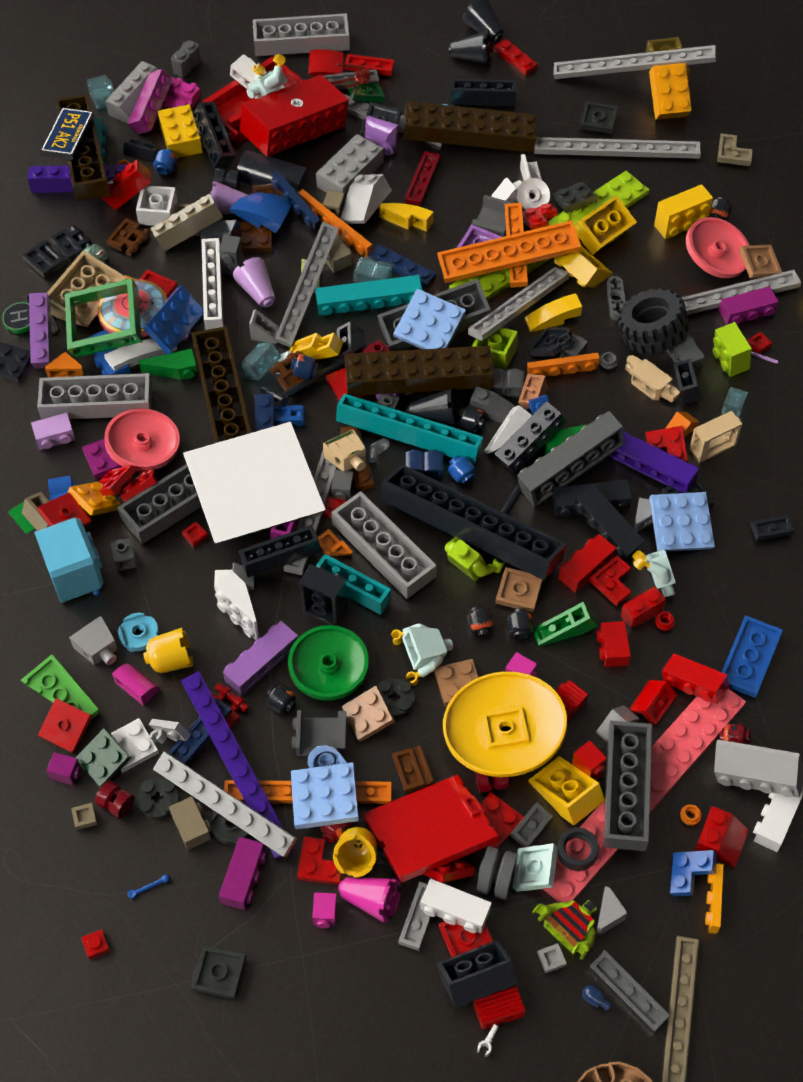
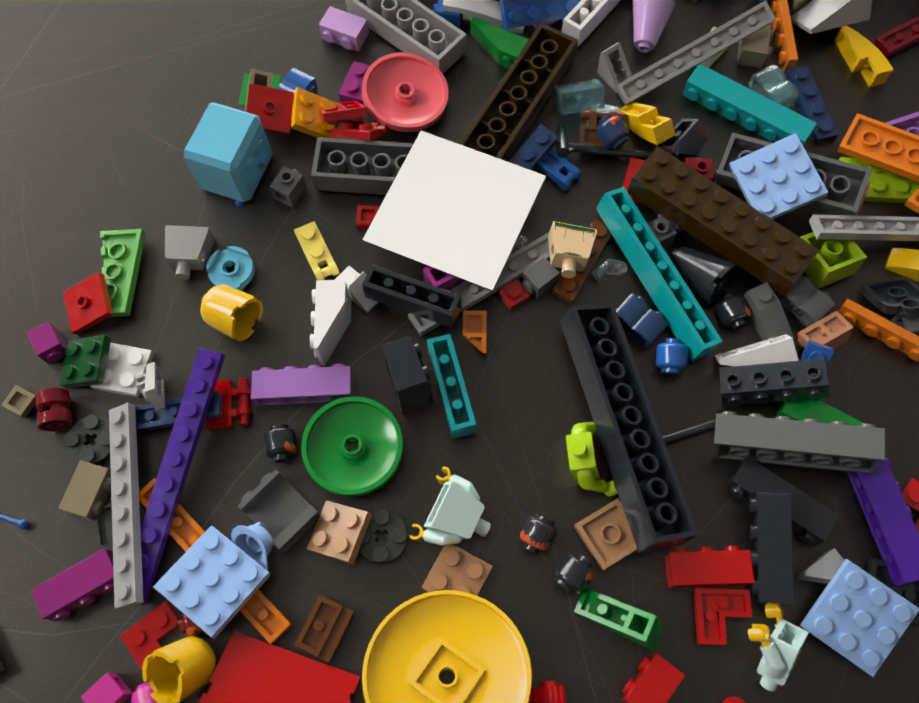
camera: 45 degrees right, 10 degrees up
(135, 683) = (181, 314): dark pink brick -> none
(183, 579) = (316, 251): none -> light yellow plate
(384, 545) = (519, 372): light grey brick -> none
(522, 664) = (529, 624): dark pink brick -> none
(643, 607) = (723, 675): red brick -> none

